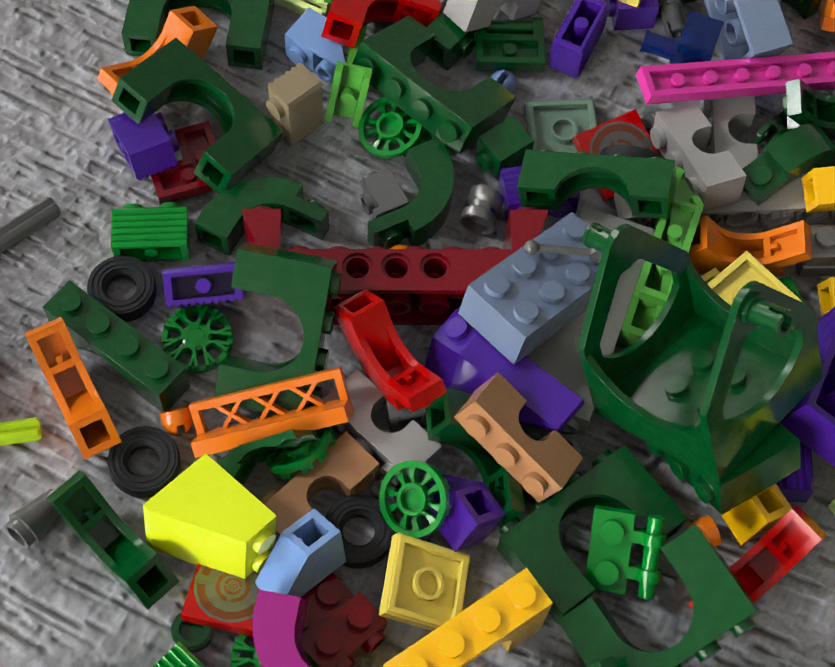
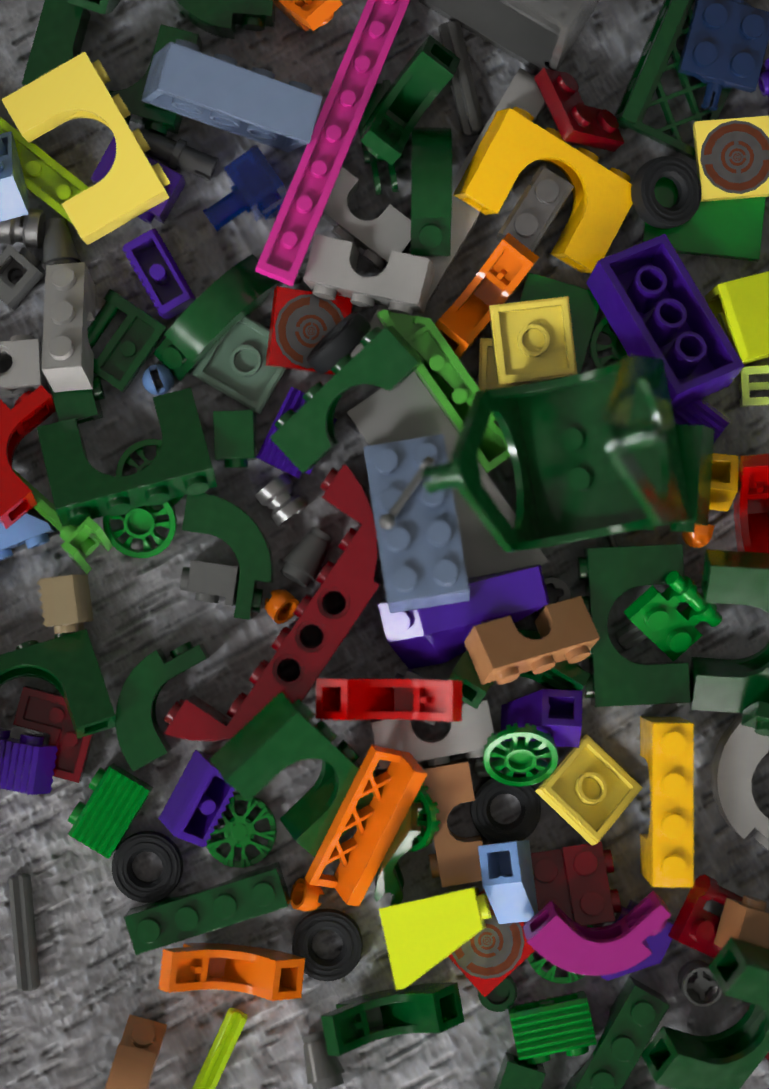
camera: 50 degrees left, 25 degrees up
(581, 76) = (212, 315): none -> dark green arch

